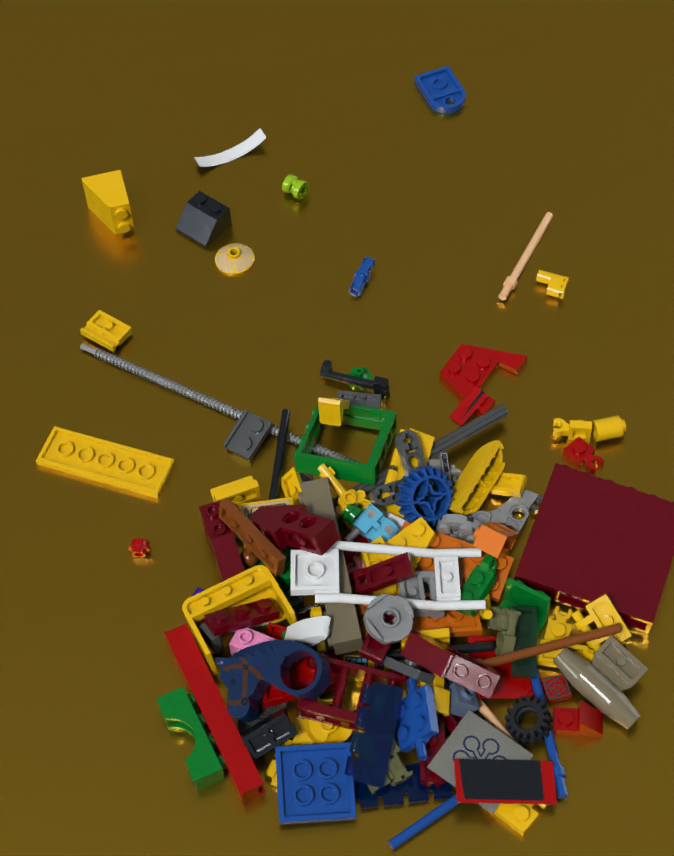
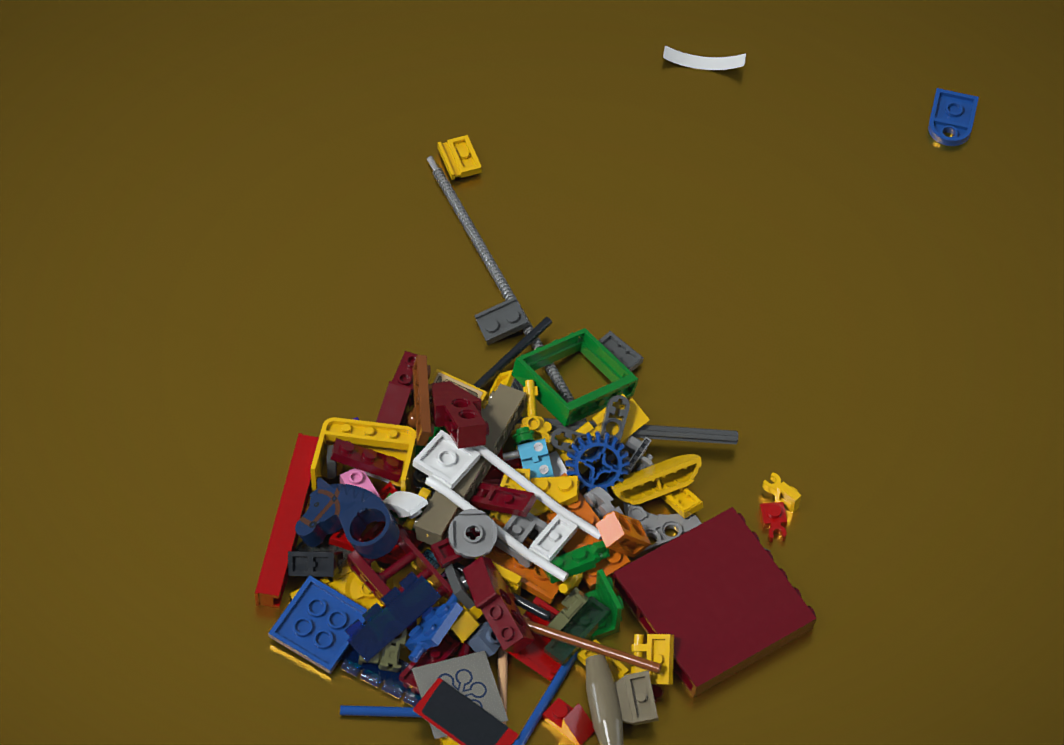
camera: 30 degrees right, 0 degrees up
(106, 462) = (369, 269): yellow tile -> none
(109, 200) = (555, 42): yellow slope -> none
(139, 547) = (338, 356): red plate -> none
(202, 763) = (249, 552): green arch -> none
(204, 219) = (624, 109): black slope -> none
(234, 259) = (624, 161): tan dish -> none
(238, 491) = (452, 362): yellow panel -> none
(293, 186) = (732, 128): lime wheel -> none
(332, 410) = (581, 339): yellow slope -> none
(361, 373) = (641, 332): green plant -> none
(362, 276) = (719, 245): blue pin -> none
(379, 384) = (647, 347): black hinge -> none
(468, 406) = (711, 415): red sticker -> none
(474, 366) = (745, 386): red wing -> none
(511, 281) = (849, 333): light nougat bar -> none
(538, 730) = (532, 702): black tyre -> none
(556, 283) = (889, 360): yellow piece -> none
(556, 689) = (574, 686): tile -> none
(559, 627) = (621, 641): yellow plate -> none
(608, 428) = (815, 511): yellow brick -> none

